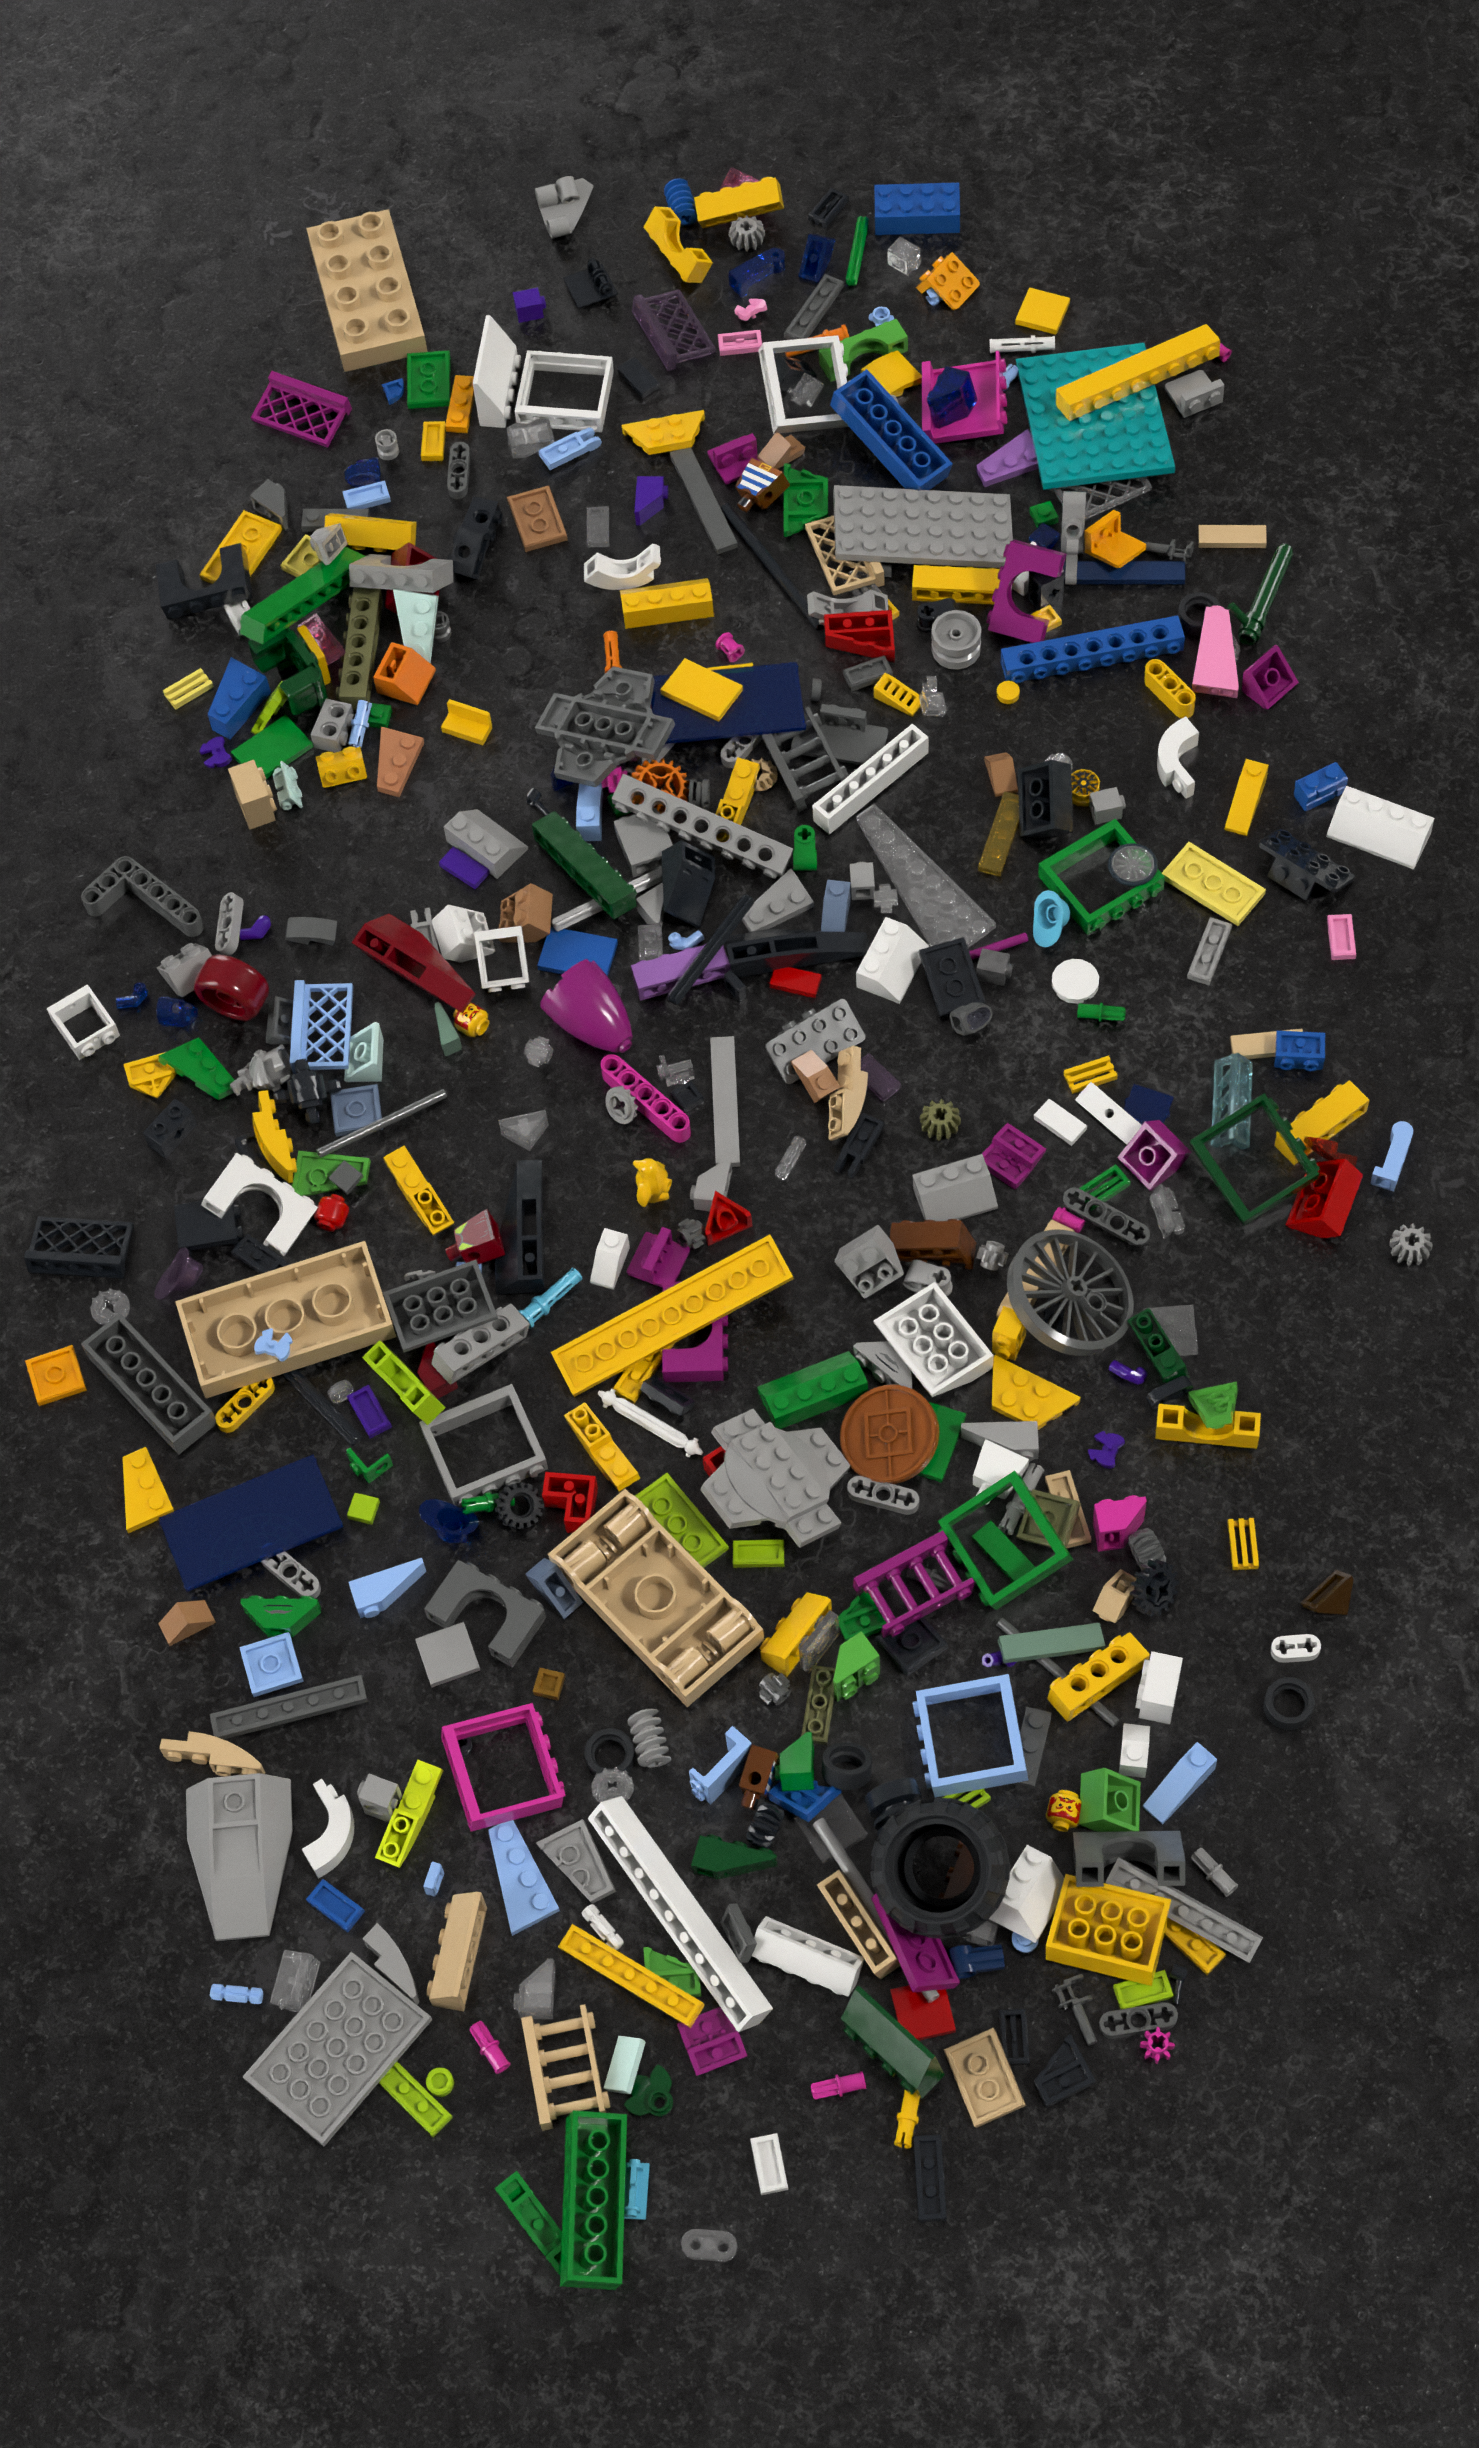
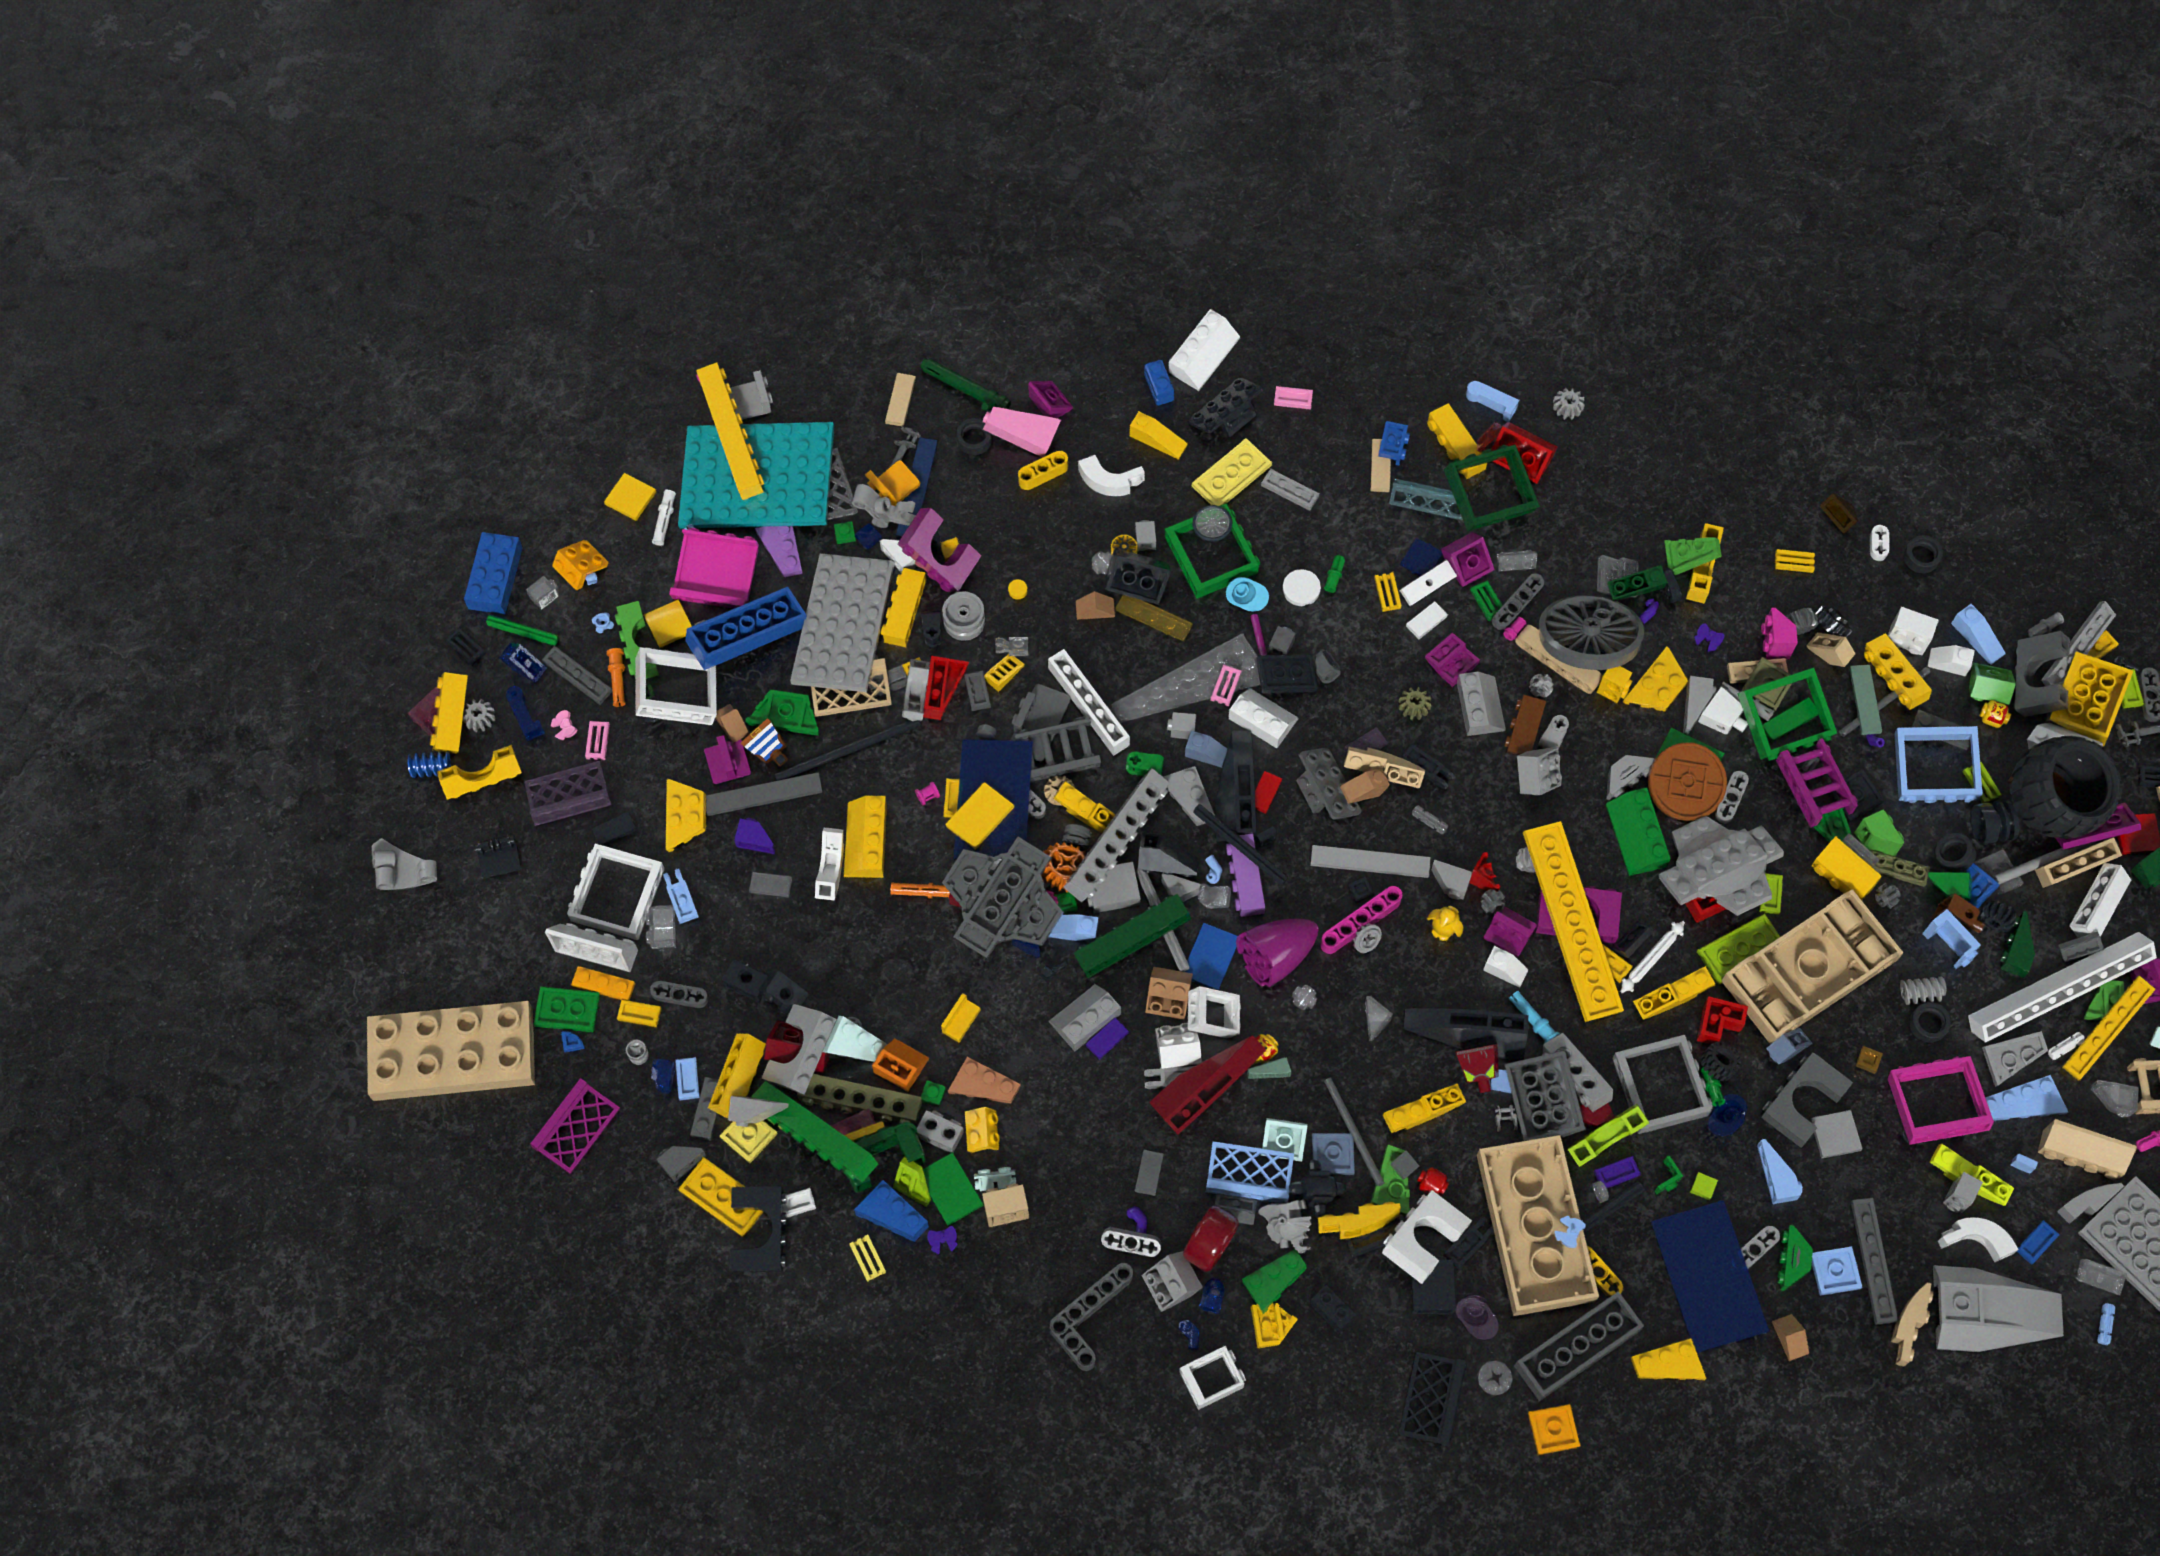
camera: 85 degrees left, 5 degrees up
(359, 724) = (944, 1107): light blue pin -> none
(529, 305) = (508, 910): dark purple brick -> none
(537, 518) = (749, 934): medium nougat tile -> none
(600, 1785) = (1959, 1021): clear gear -> none
(676, 1073) = (1342, 891): clear bracket -> none
(806, 390) = (669, 692): clear bracket -> none
(885, 898) = (1204, 710): clear gear -> none
(920, 917) = (1221, 699): none -> bright pink tile
(935, 1341) = (1614, 735): white slope -> none
(951, 397) = (718, 572): clear blue slope -> none
(1074, 652) = (992, 579): blue brick -> none

